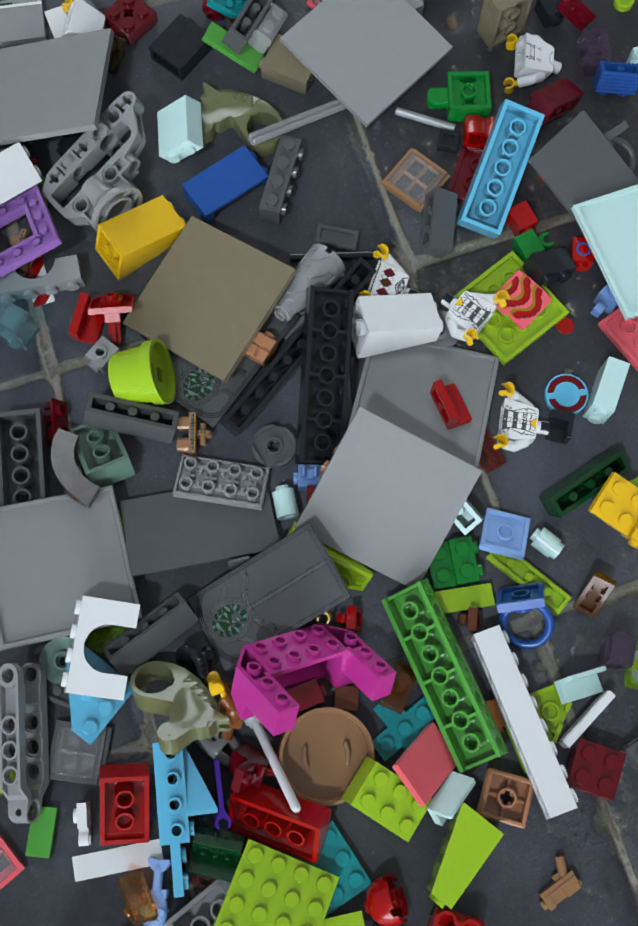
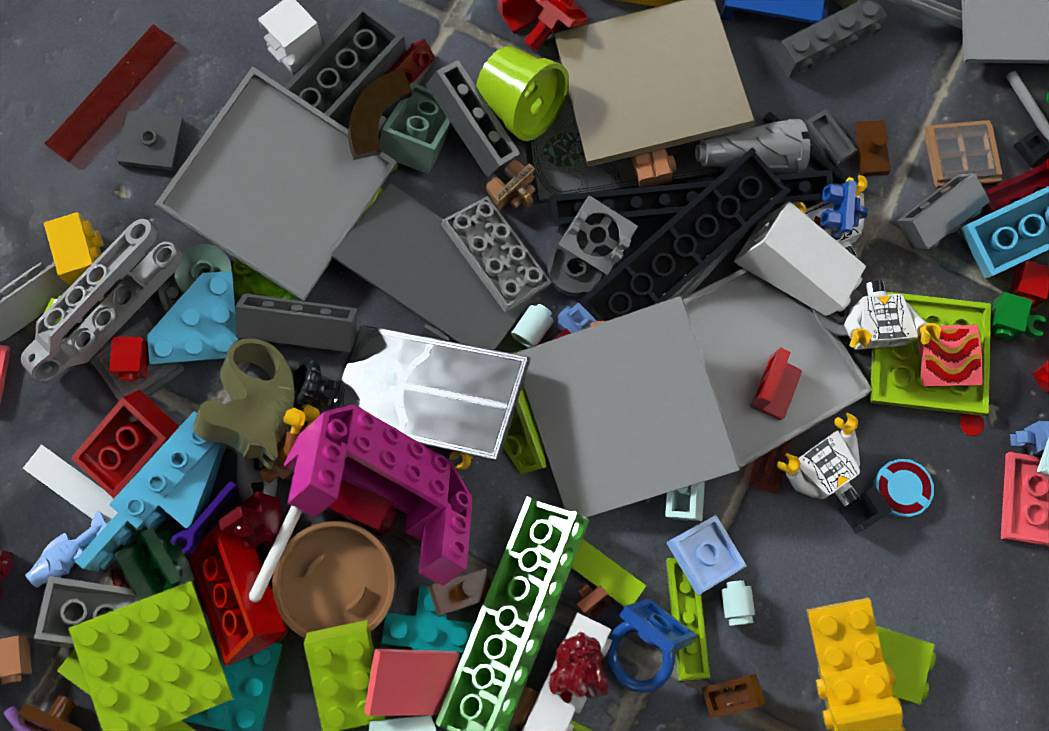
camera: 45 degrees right, 0 degrees up
(42, 833) = (38, 399): bright green tile -> none
(75, 754) = (129, 358): none -> red brick
(81, 677) = (198, 294): white arch -> none
(82, 817) = (80, 422): white plate -> none
(99, 355) = (506, 37): light grey brick -> none
(137, 898) = (52, 533): clear orange tile -> none
(255, 418) = (625, 227): none -> light grey piece
(346, 698) = (406, 553): copper tile -> none
(352, 619) = (484, 488): red tile -> none
(365, 221) = (872, 148): none -> reddish brown tile
(389, 271) = (845, 210): none -> blue hips
(455, 564) = (631, 535): green plate -> none
(507, 663) = (578, 669): none -> dark red hair
(550, 266) = (1012, 352): black brick -> none
(583, 483) = (832, 584): dark green brick -> none
(606, 390) = (947, 520): light aqua brick -> none

